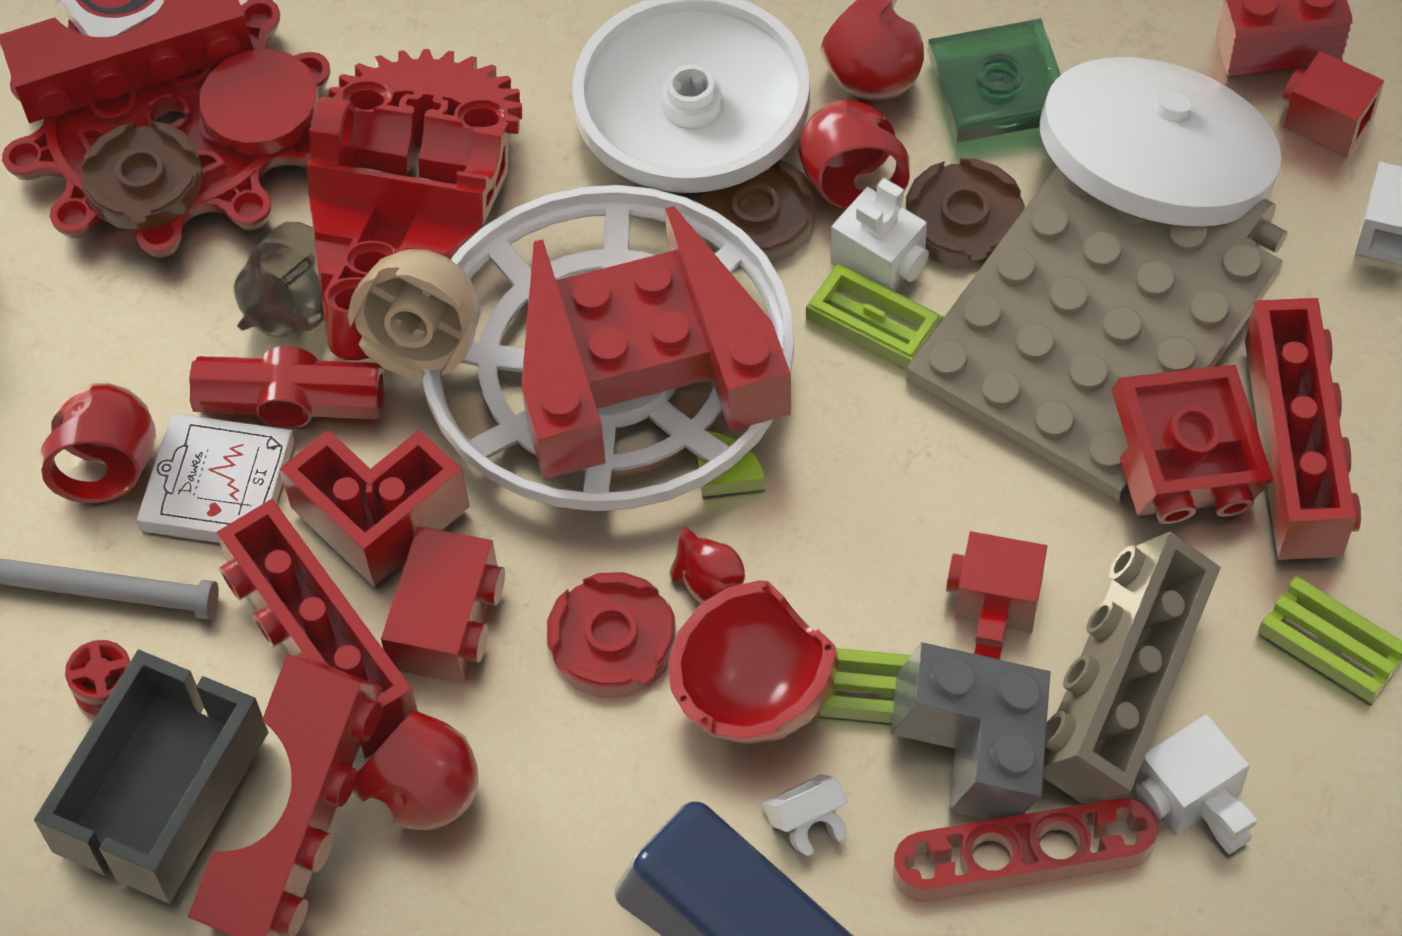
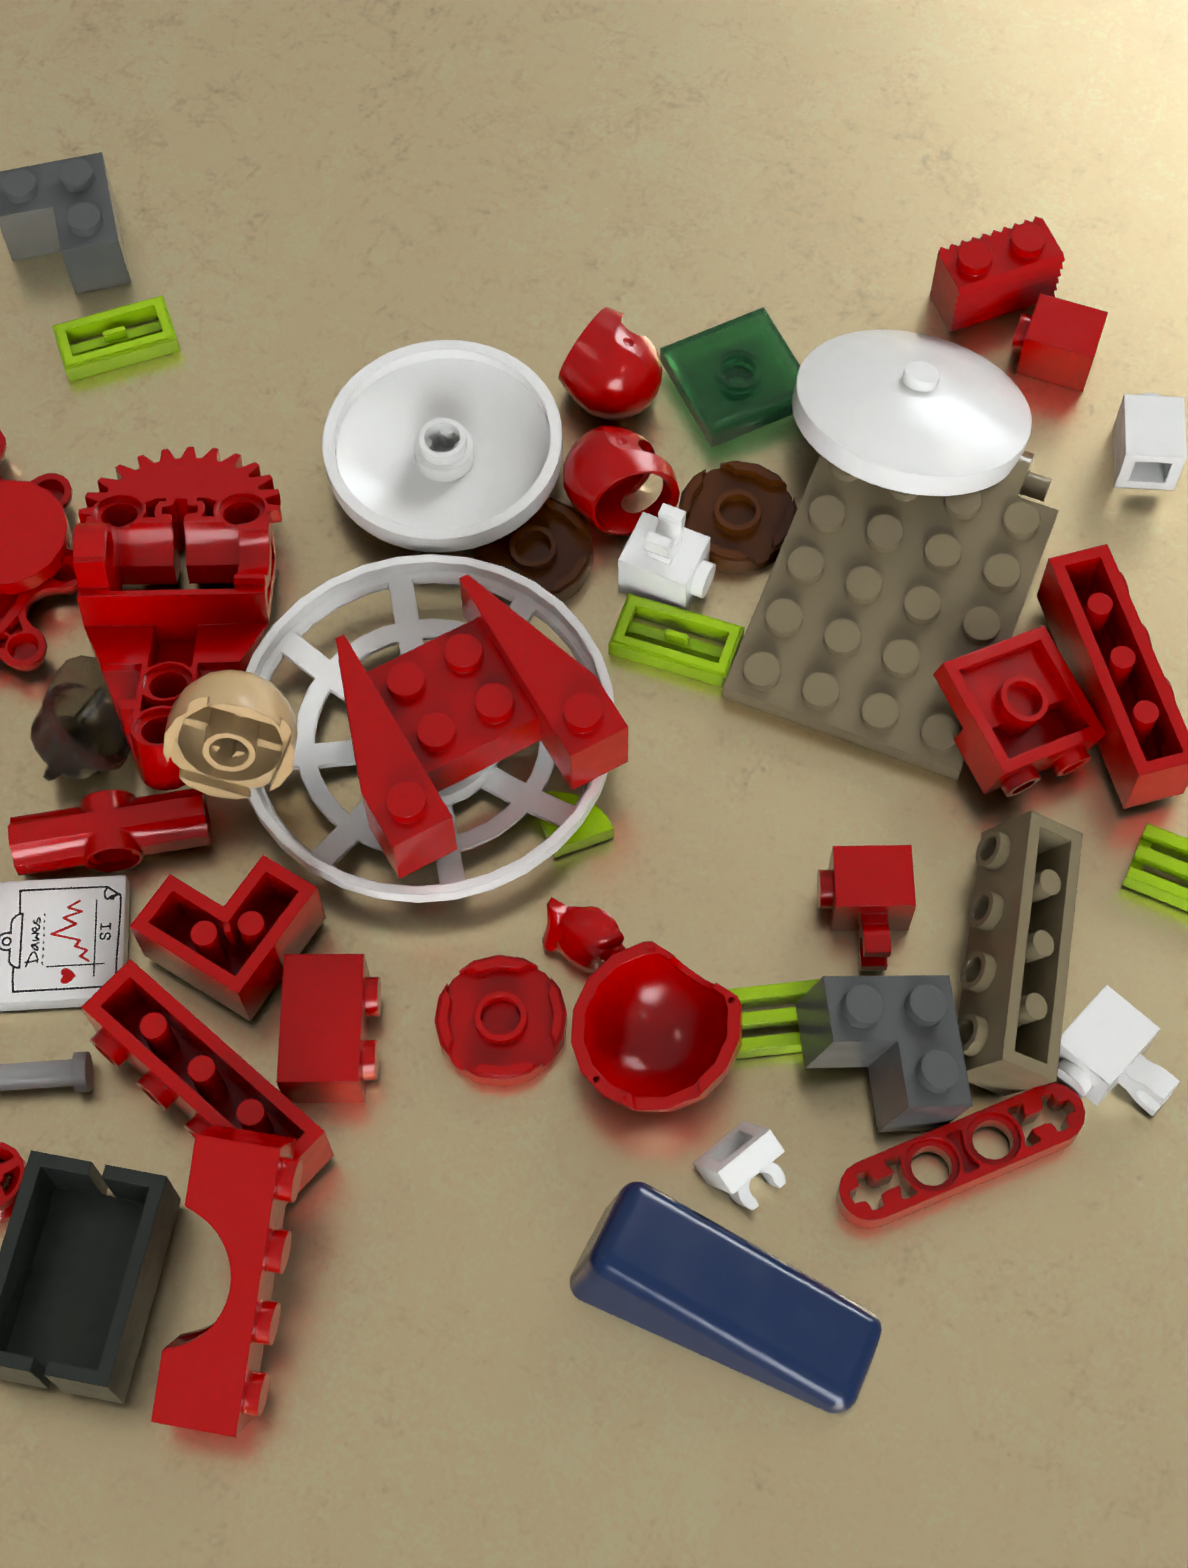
camera: 15 degrees left, 5 degrees up
(421, 774) = (350, 1213): red helmet -> none

